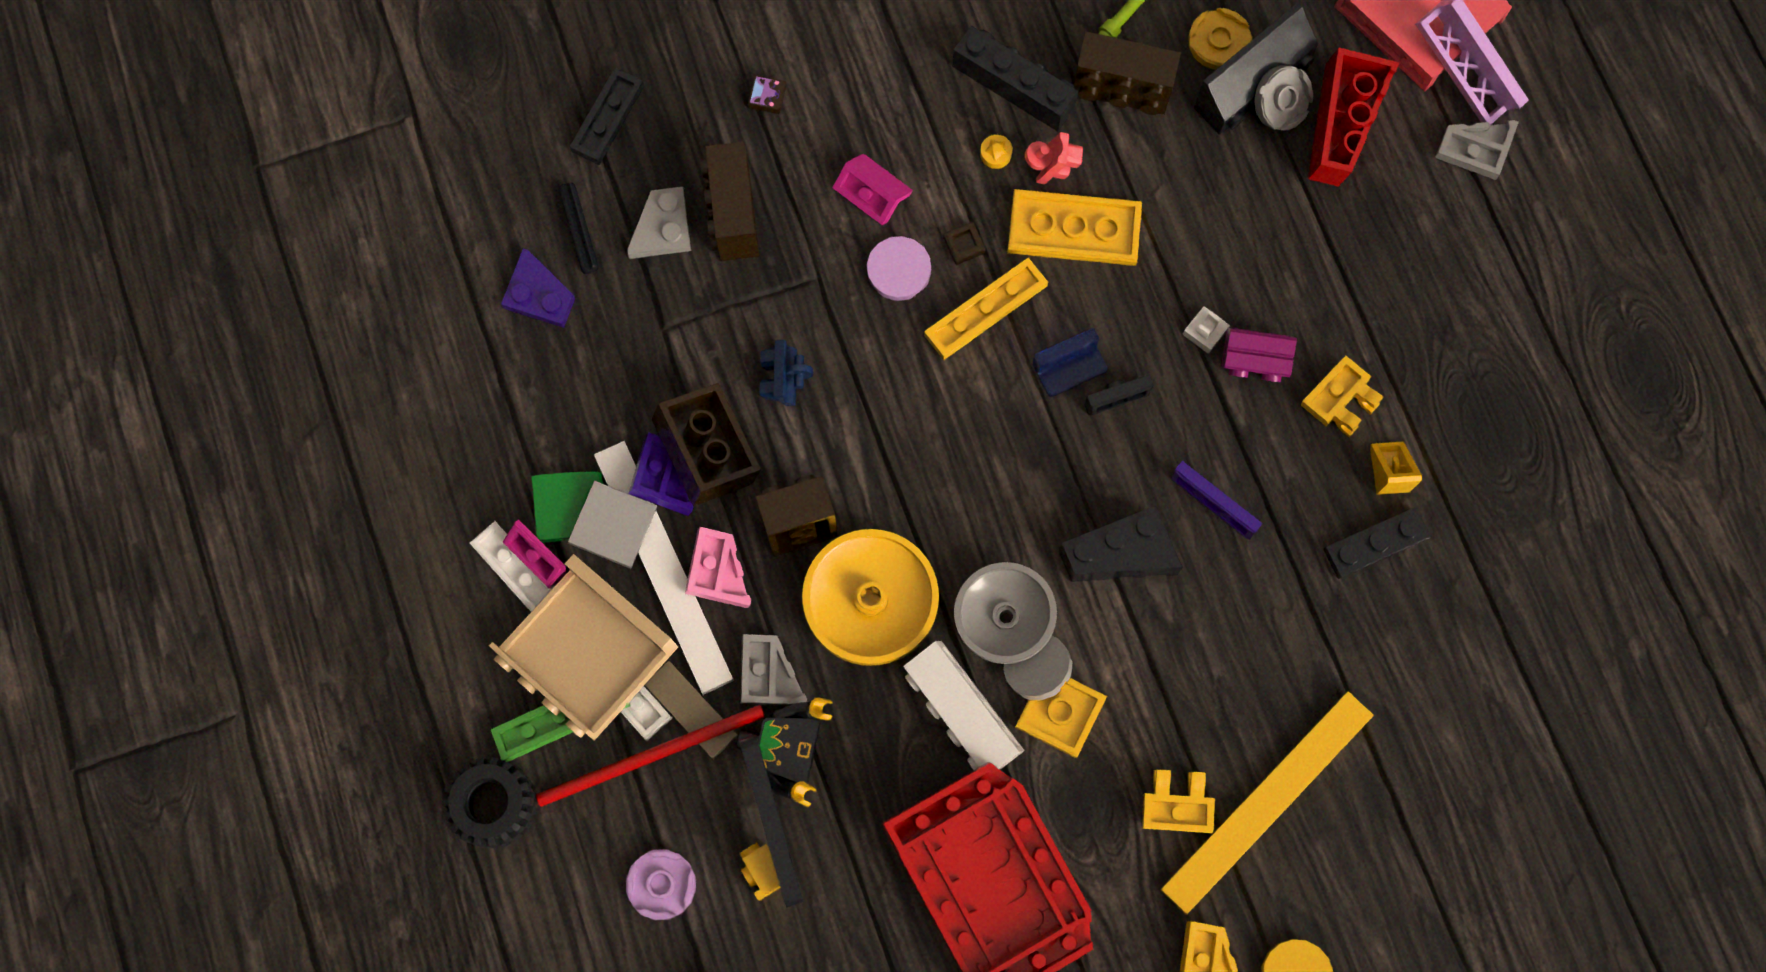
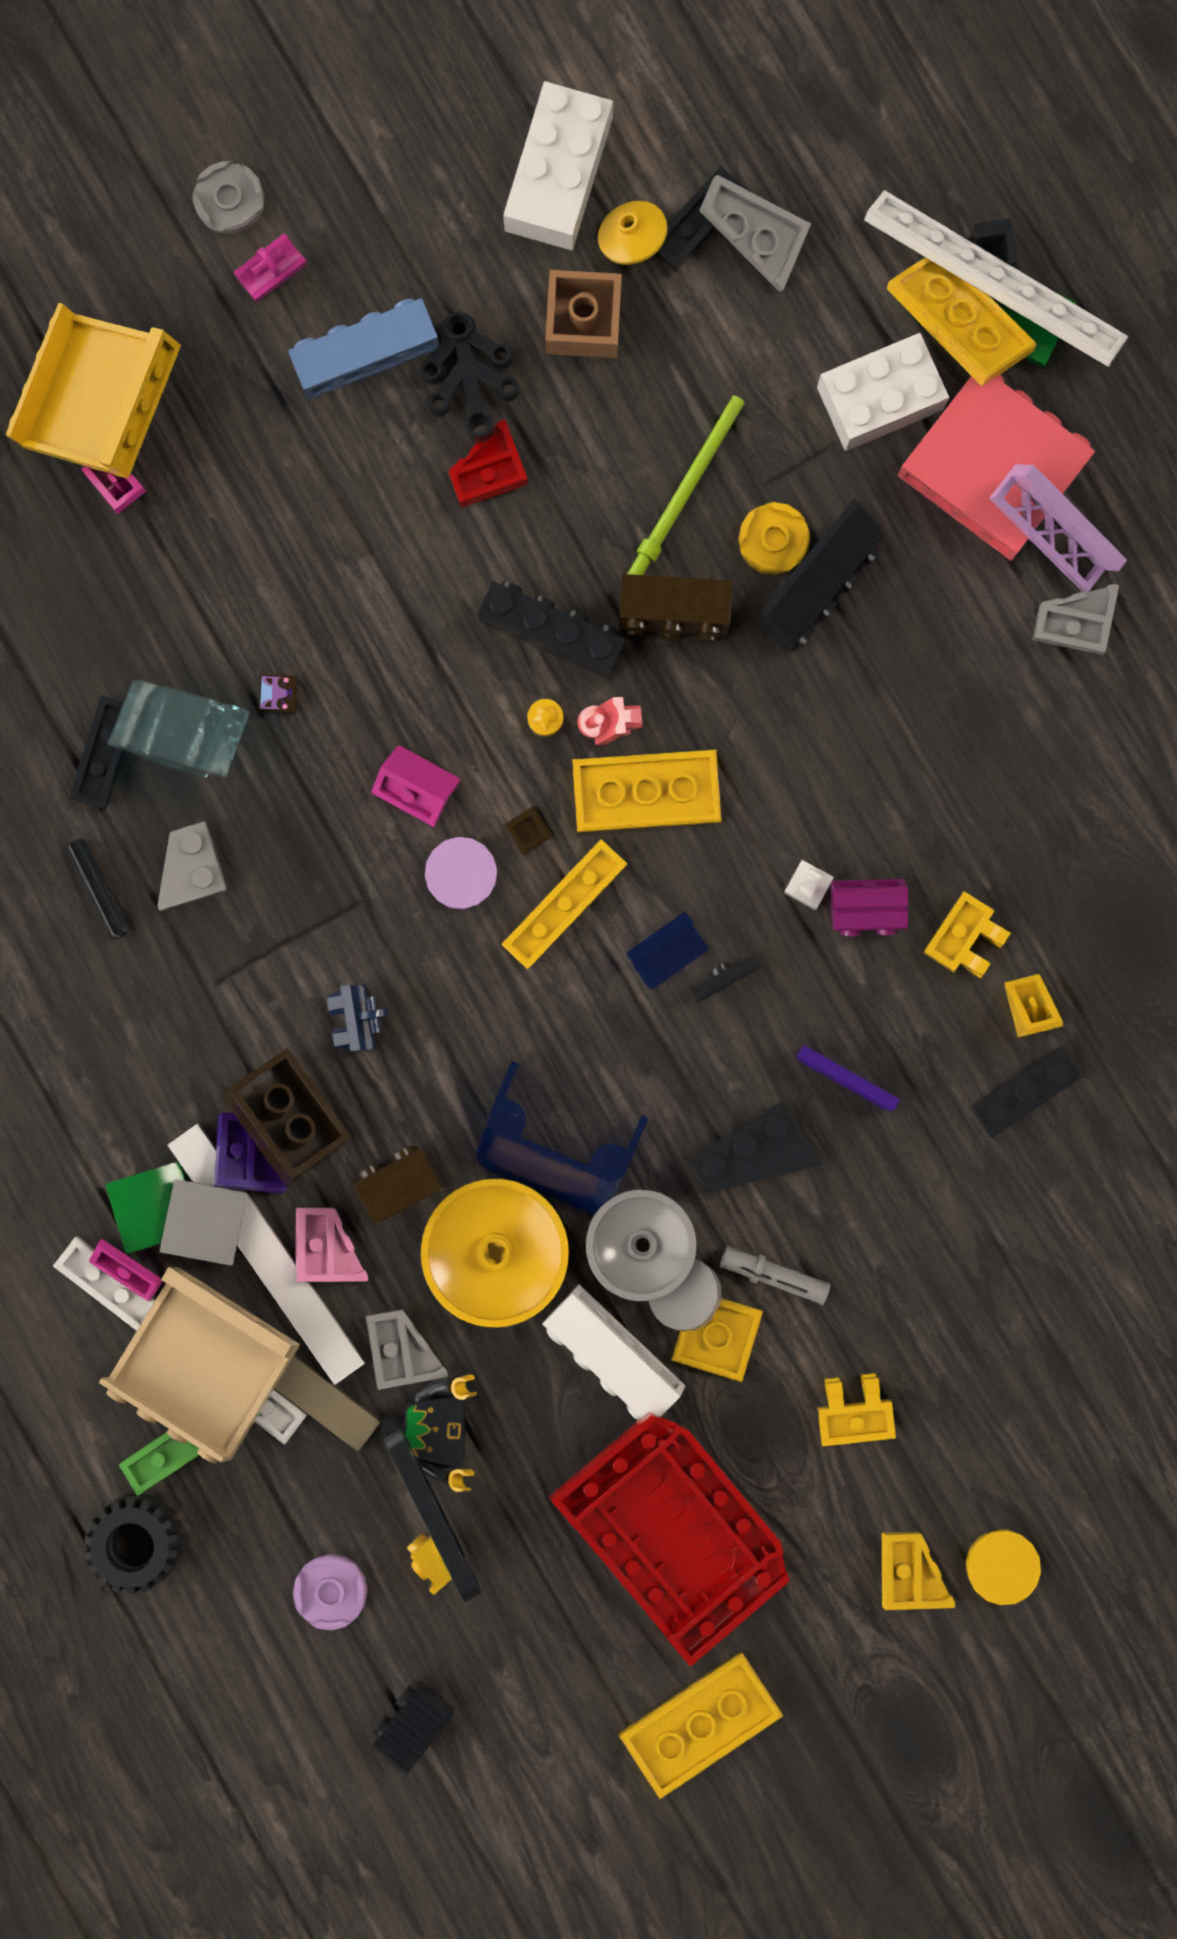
camera: 10 degrees left, 10 degrees up
(537, 292) = (68, 970): dark purple wing -> none
(650, 755) = (293, 1461): red piece -> none
(676, 105) = (179, 729): none -> clear light blue slope
(729, 201) = (261, 835): dark brown brick -> none
(938, 535) = (545, 1170): none -> clear blue windscreen
(1123, 665) = (775, 1275): none -> light grey pin
(1266, 803) = (947, 1393): yellow tile -> none
(1283, 97) = (854, 603): light grey tile -> none
(1347, 109) = (928, 605): red wedge -> none

